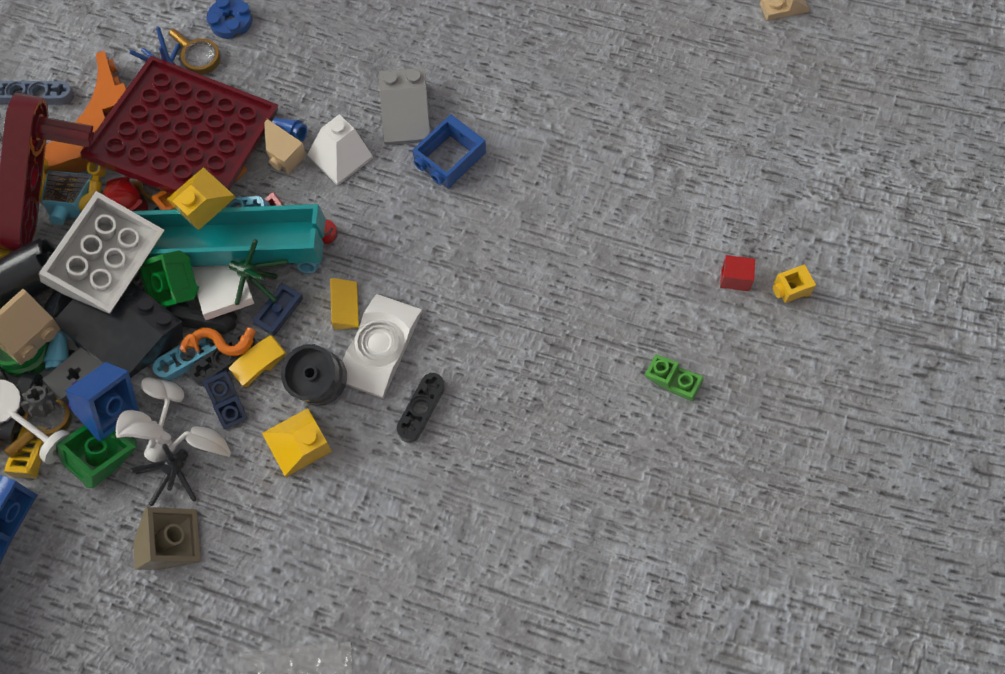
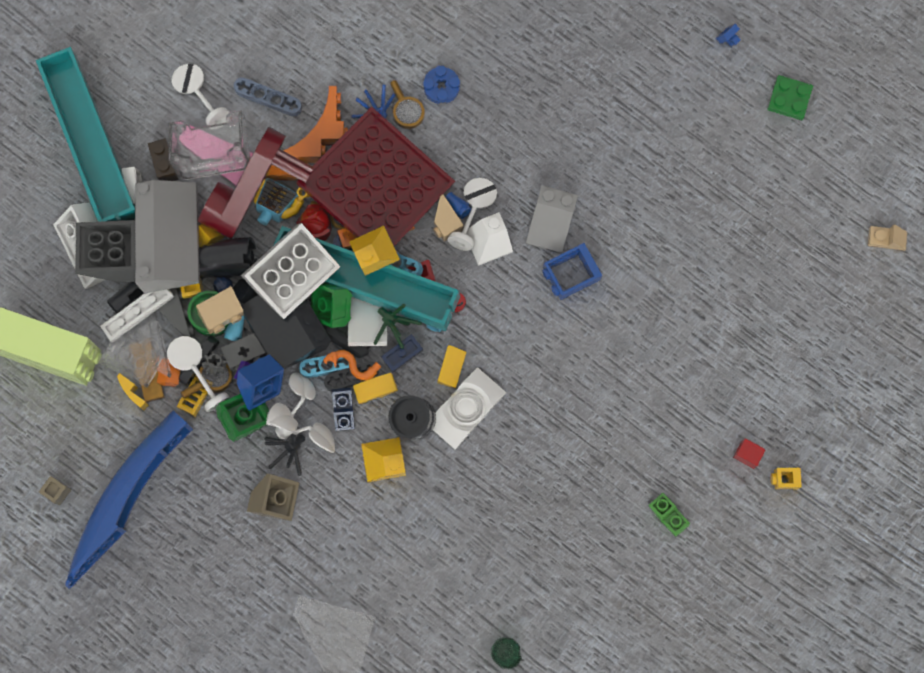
camera: 15 degrees right, 10 degrees up
(311, 110) = (479, 194): none -> white piece
(435, 394) = (493, 461): black beam -> none
(539, 622) = (506, 653): none -> clear green hair

